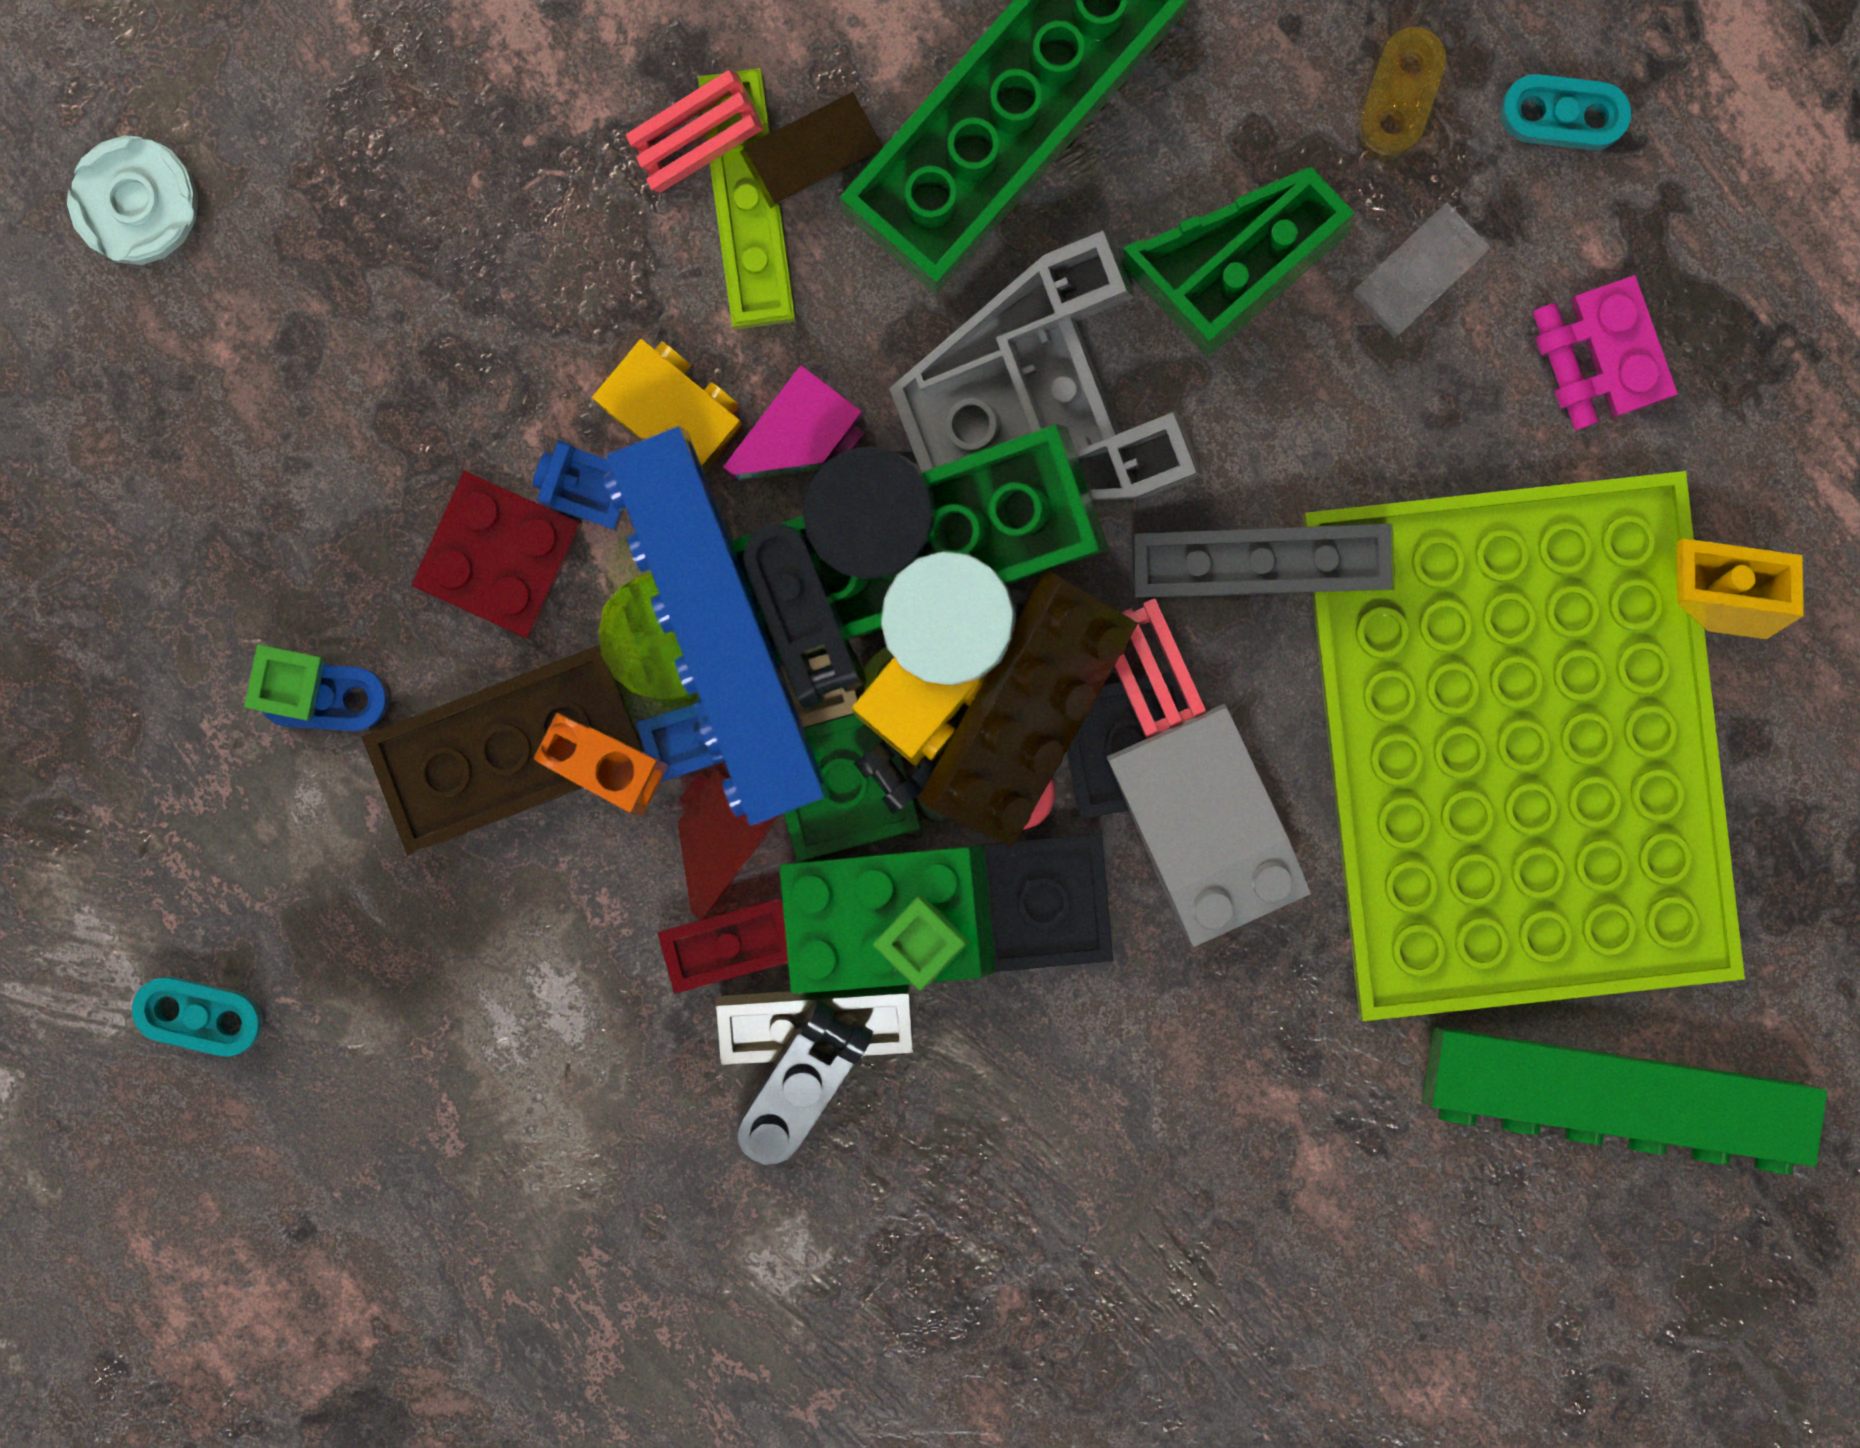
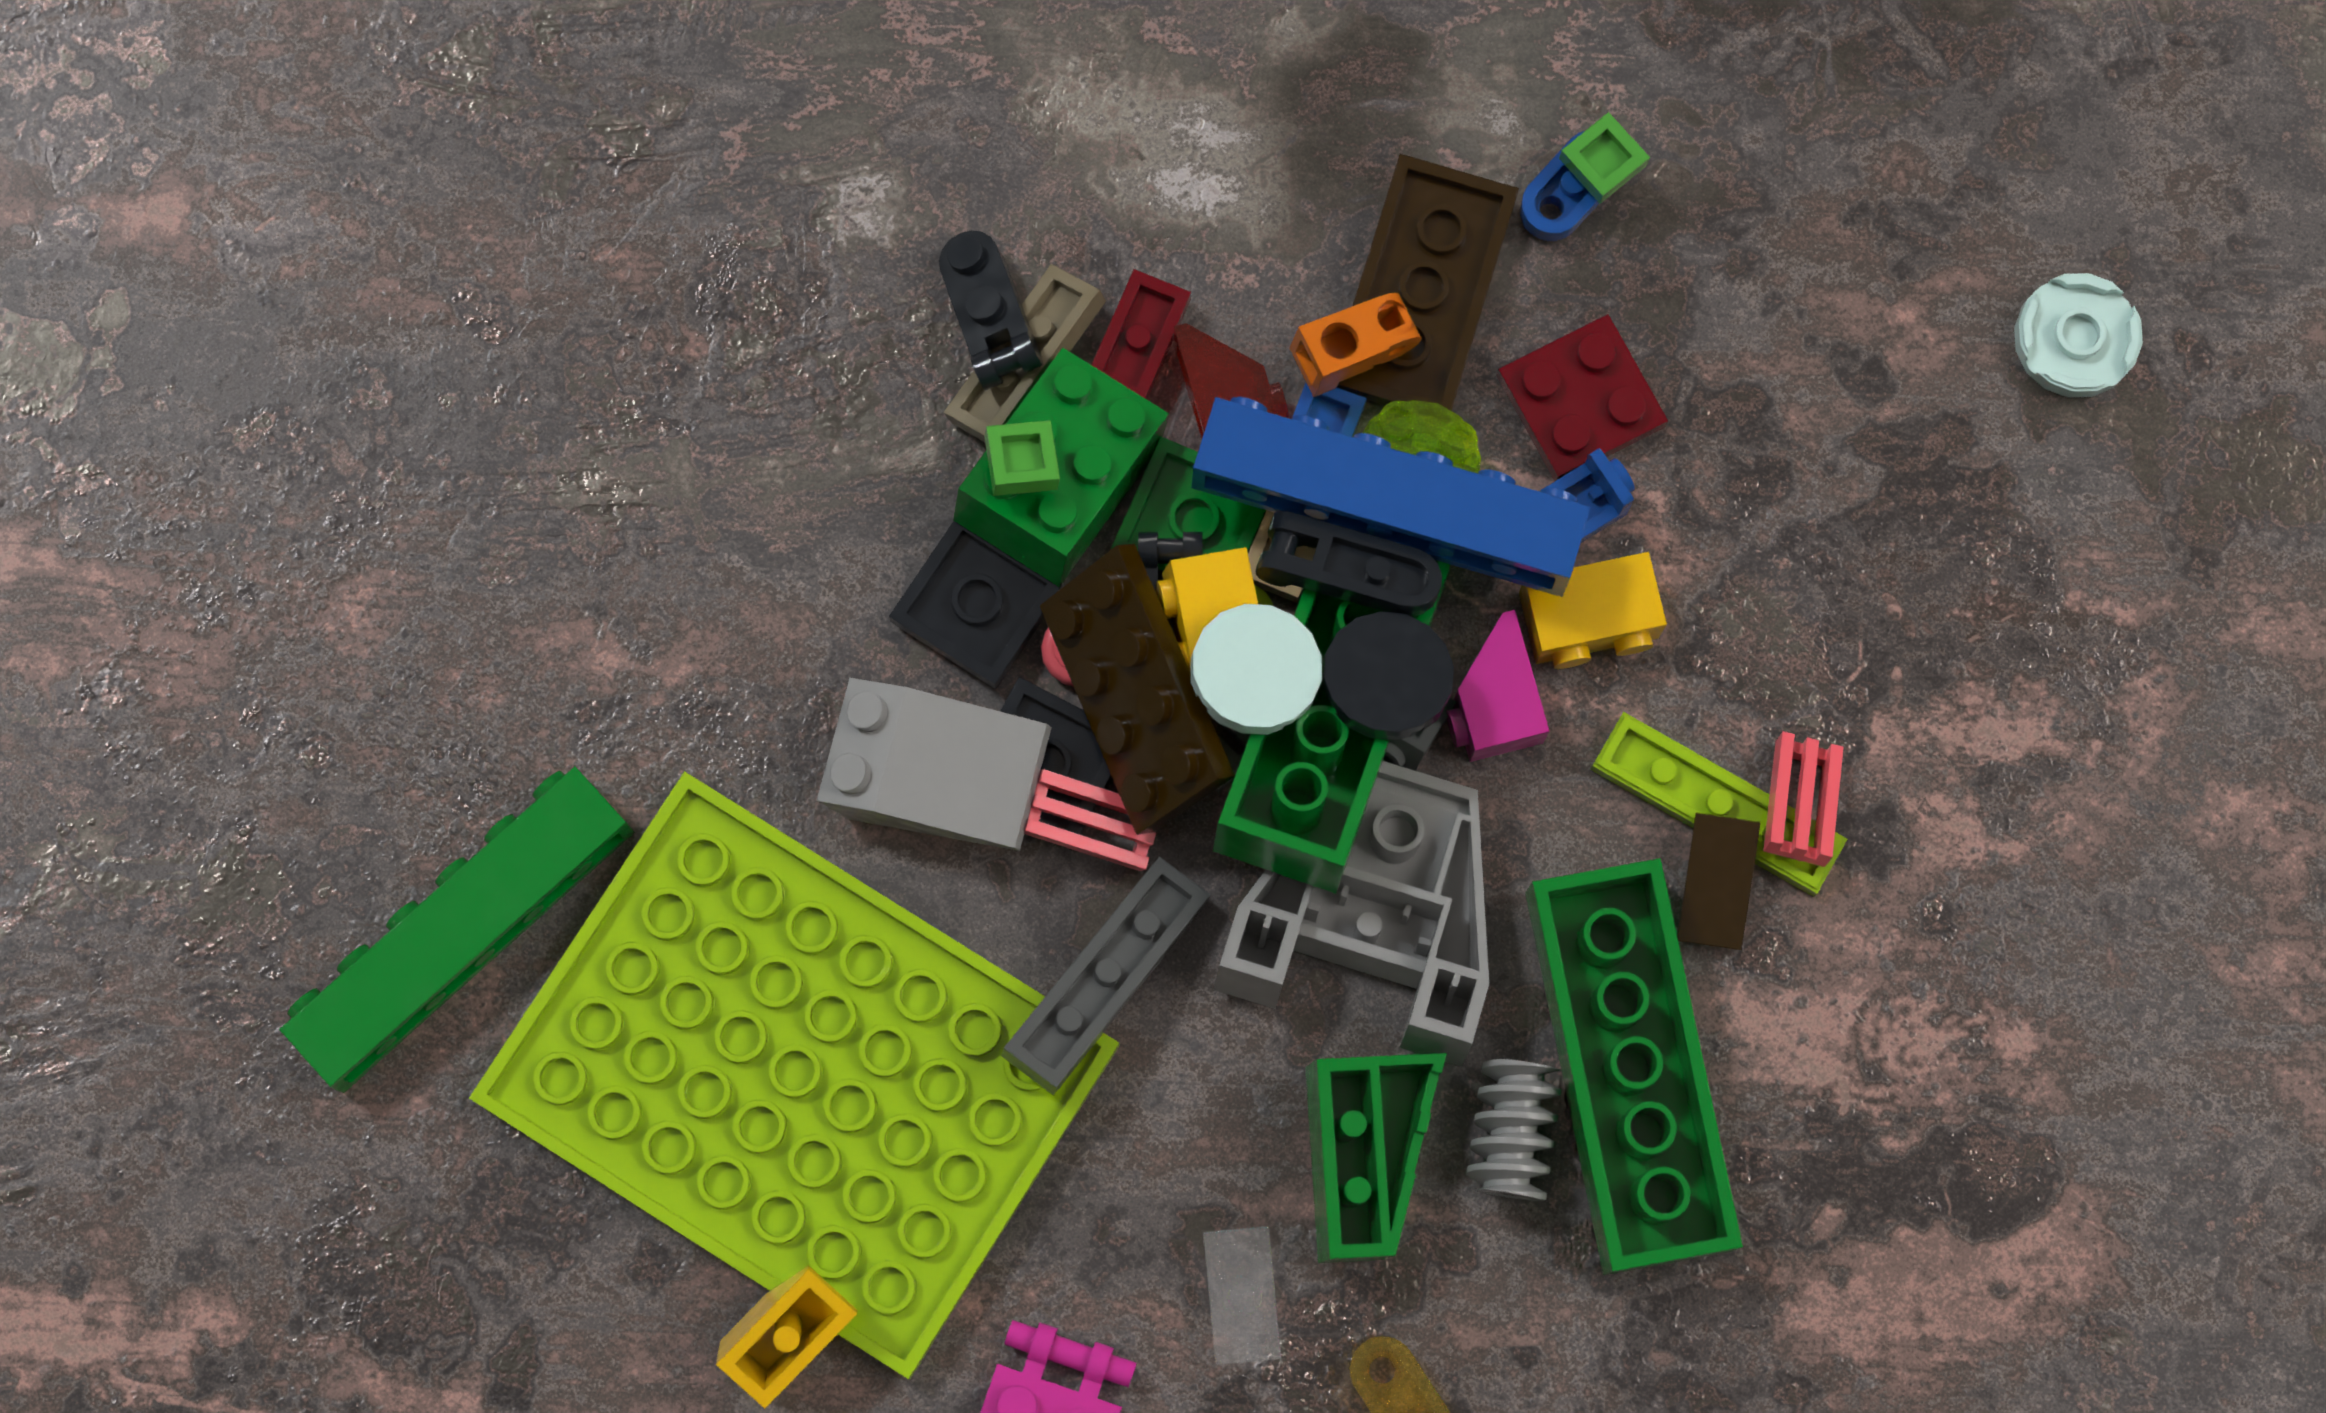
camera: 130 degrees right, 10 degrees down
(1135, 155) = (1512, 1129): none -> light grey piece

